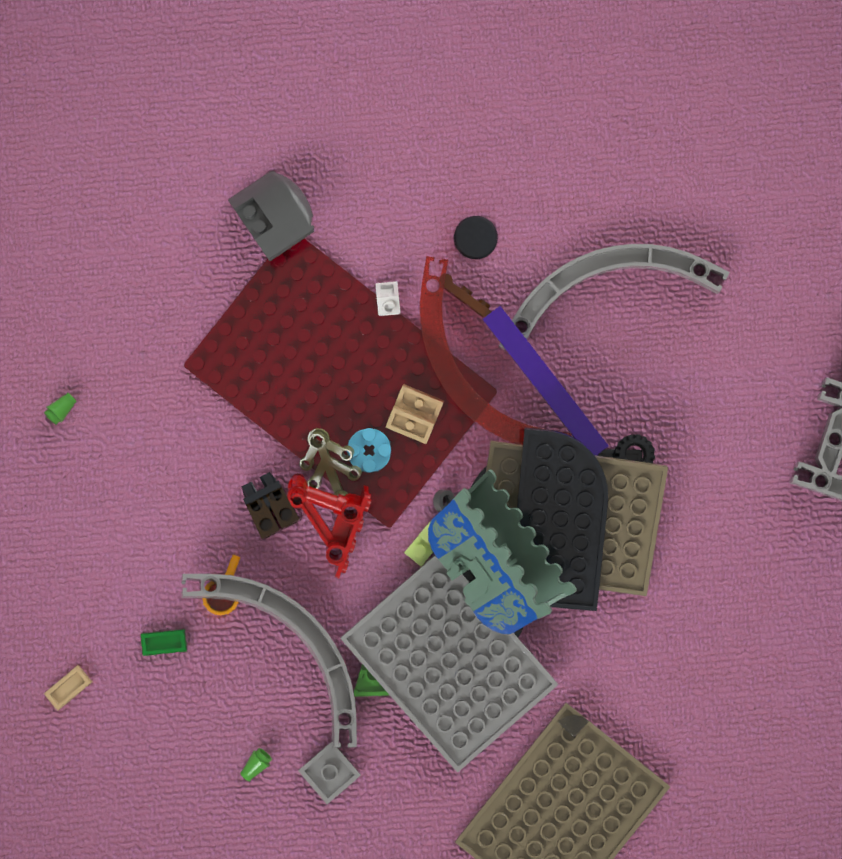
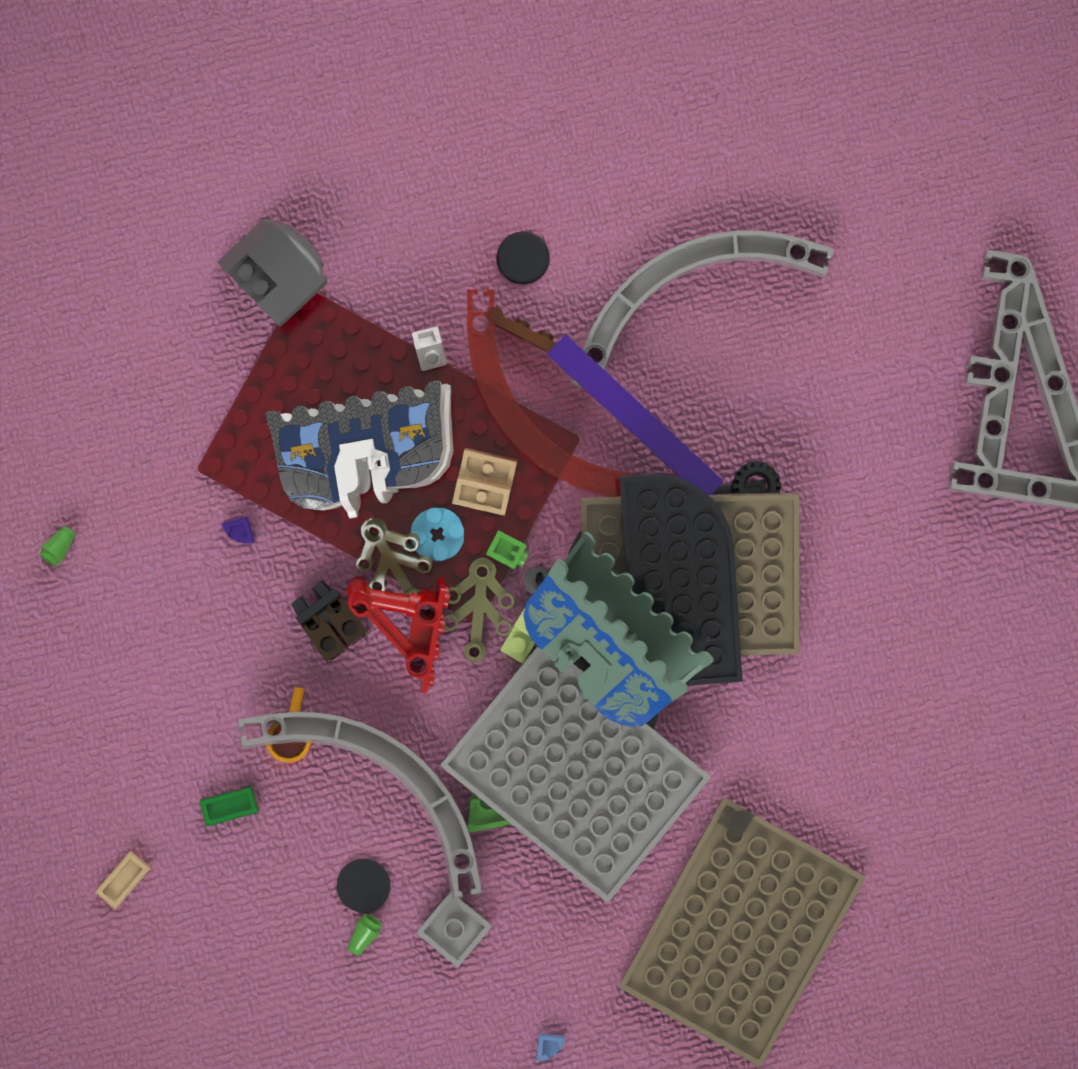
camera: 10 degrees left, 0 degrees up
(209, 420) = (239, 530): none -> dark purple tile
(261, 724) = (363, 885): none -> black piece
(296, 367) = (330, 451): none -> animal
(394, 513) = (479, 605): none -> olive plant
(424, 473) = (508, 550): none -> bright green bracket

